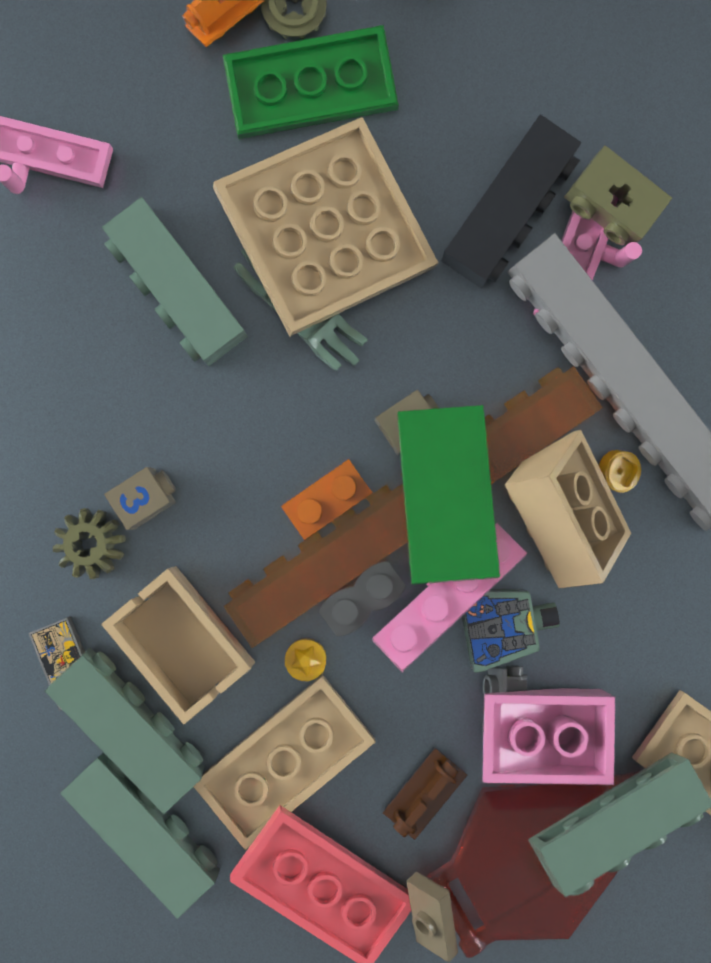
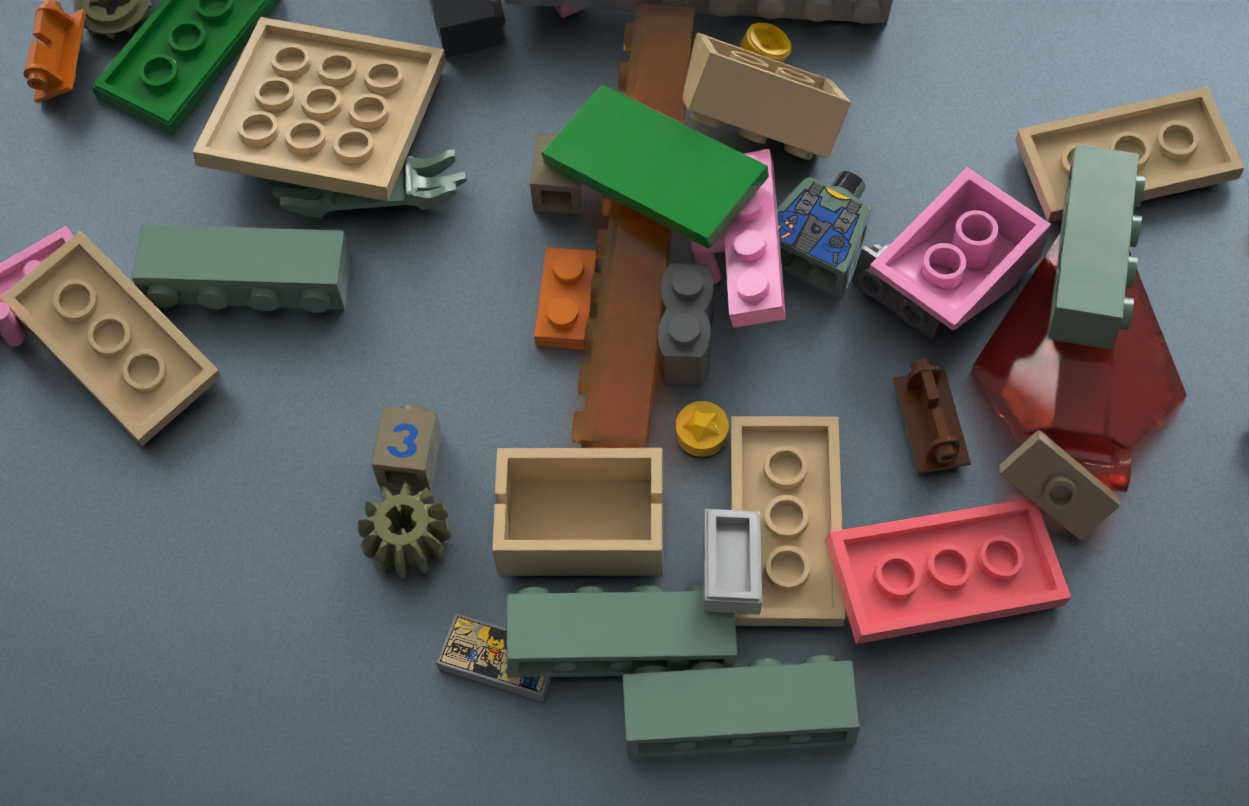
camera: 50 degrees left, 25 degrees down
(58, 248) = (111, 337): none -> tan plate
(218, 764) = (732, 562): none -> light grey tile

